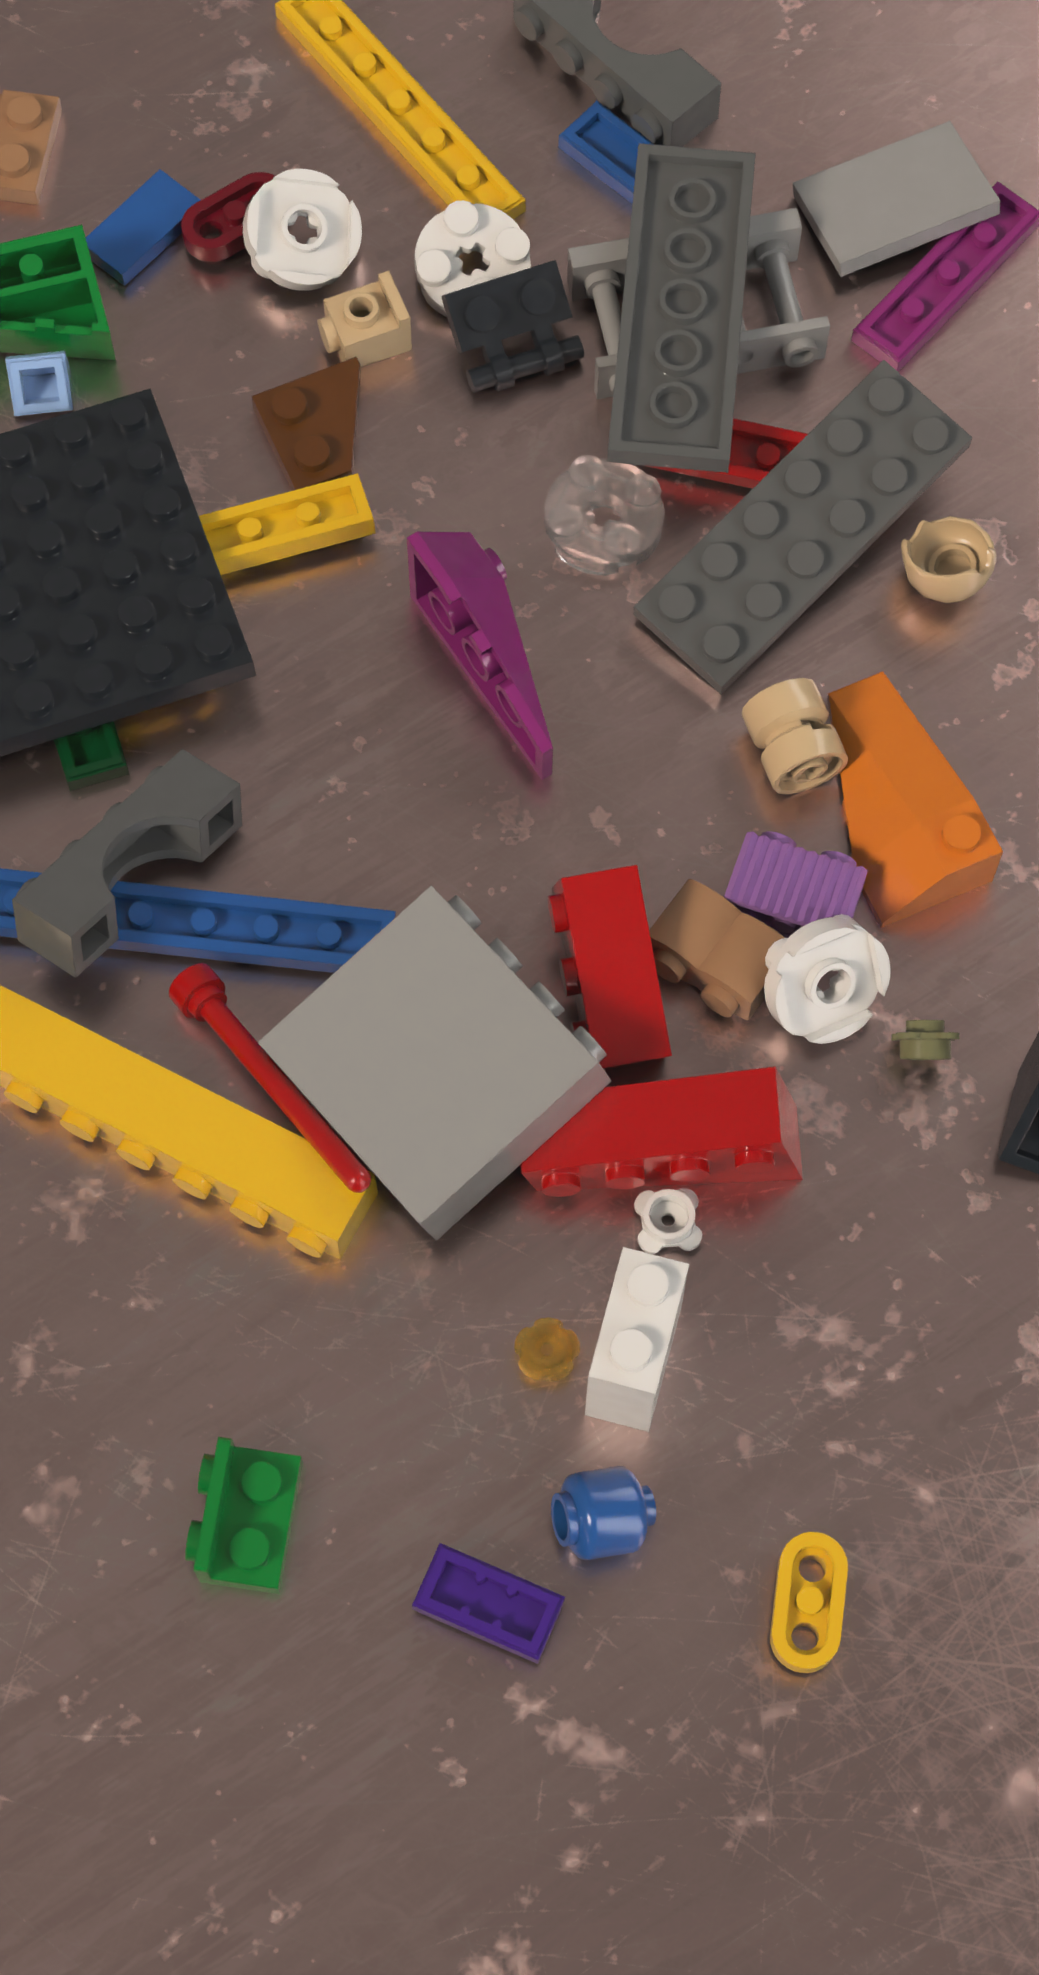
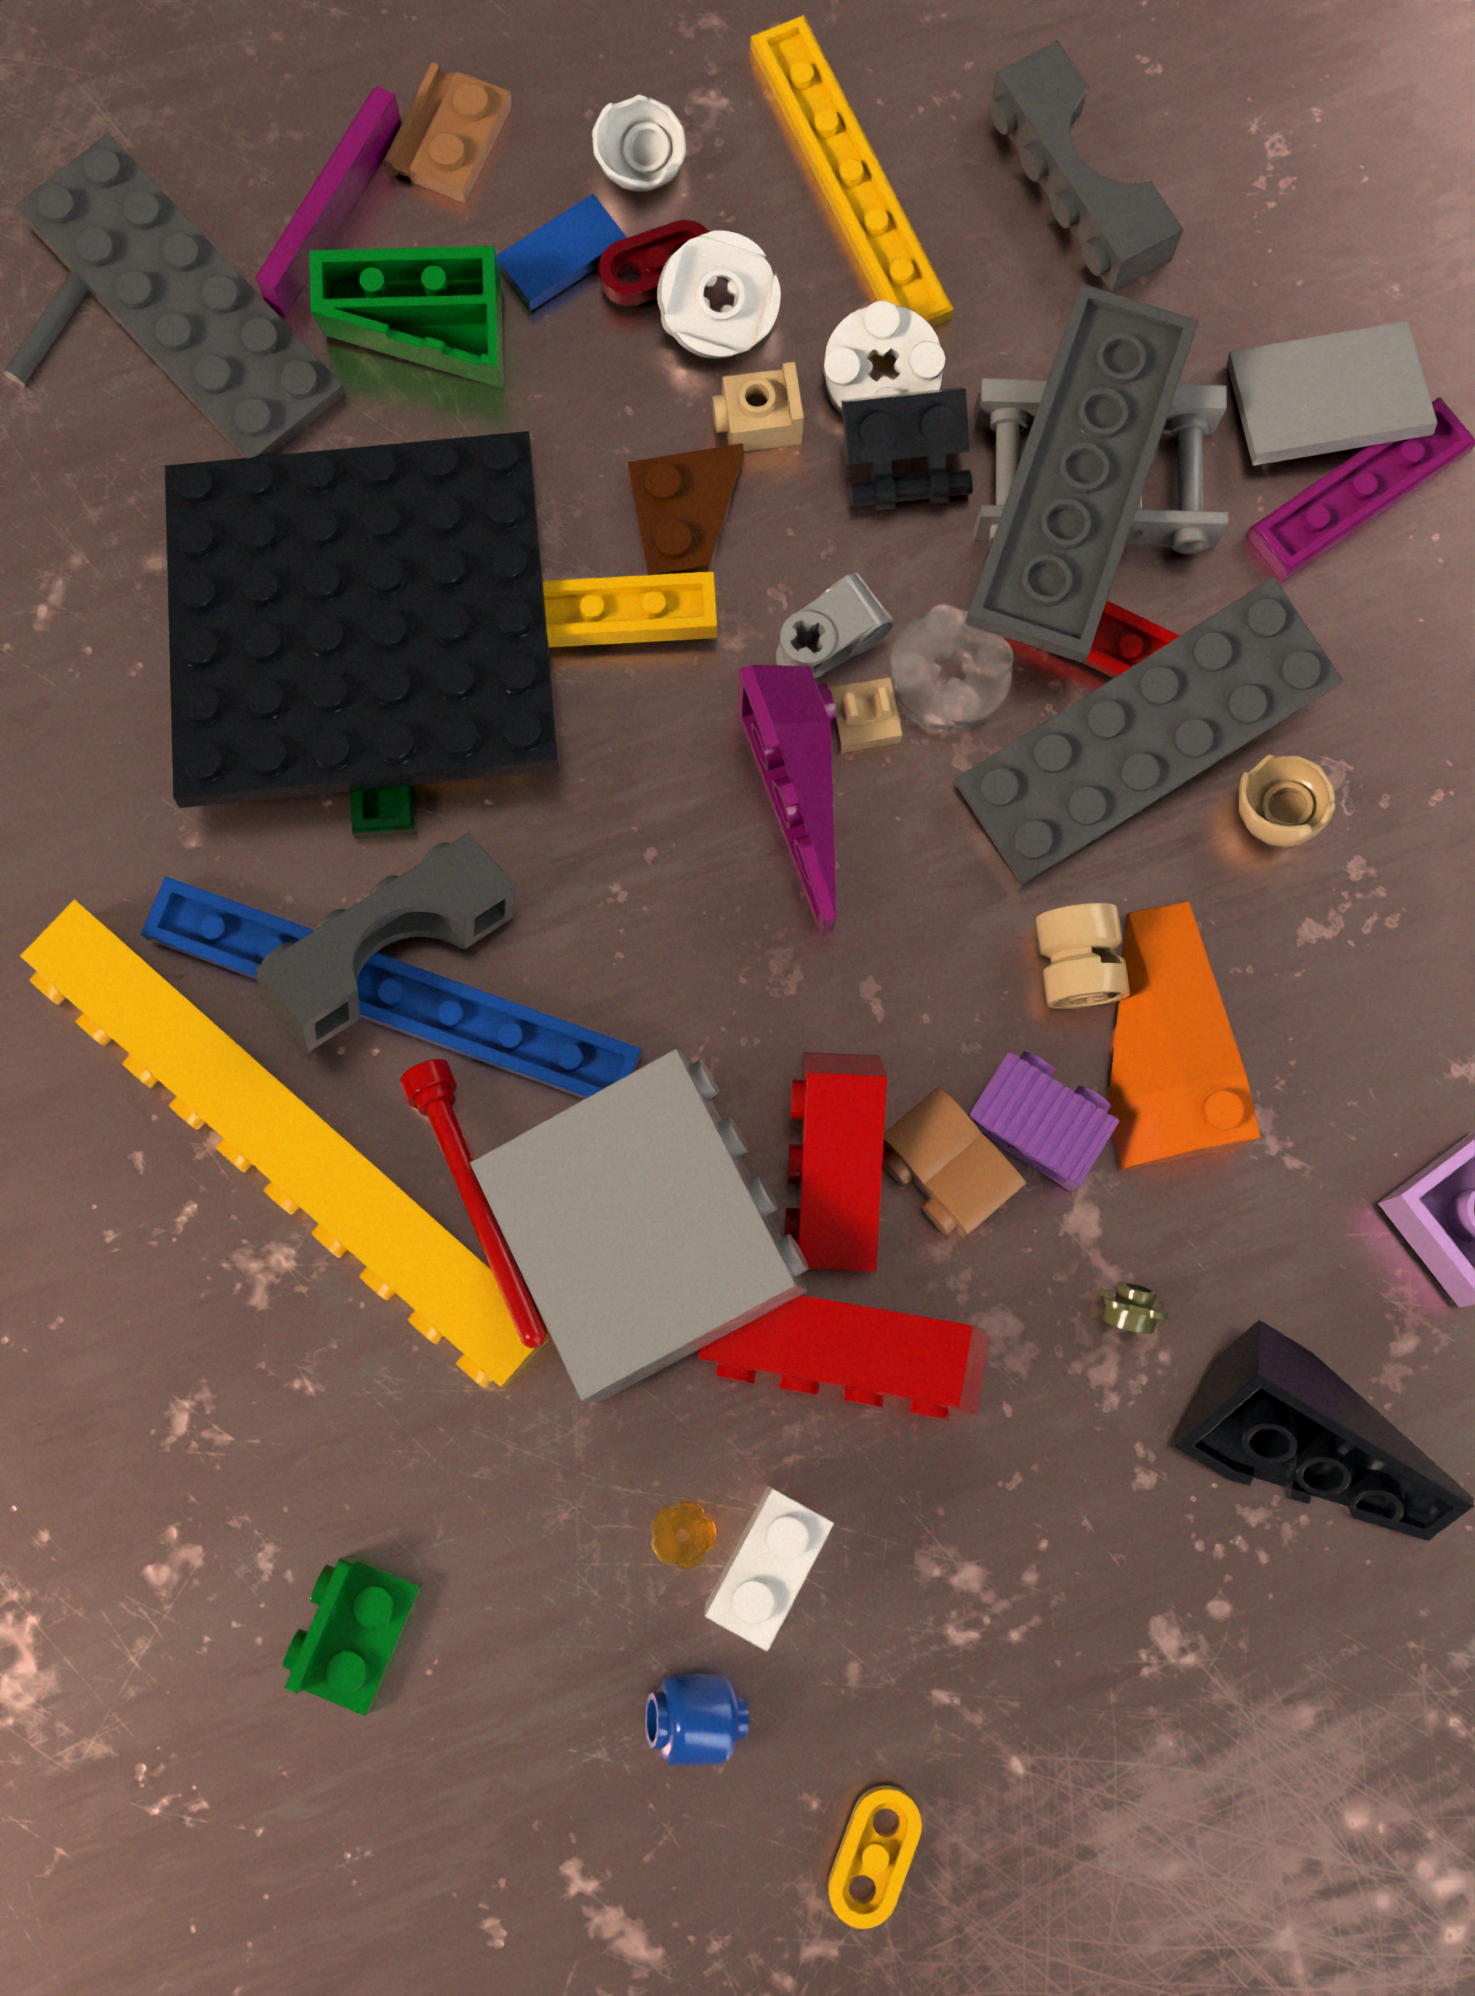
camera: 10 degrees right, 10 degrees up
(40, 383) = (421, 400): light blue slope -> none
(194, 115) = (639, 143): none -> white hair
(486, 496) = (837, 623): none -> light grey piece
(488, 1603) = (564, 1780): dark purple plate -> none
(535, 573) = (866, 715): none -> tan tile
(604, 147) = (1050, 269): blue tile -> none
(676, 1203) = (817, 1439): white plate -> none
(801, 961) = (1066, 1200): white plate -> none

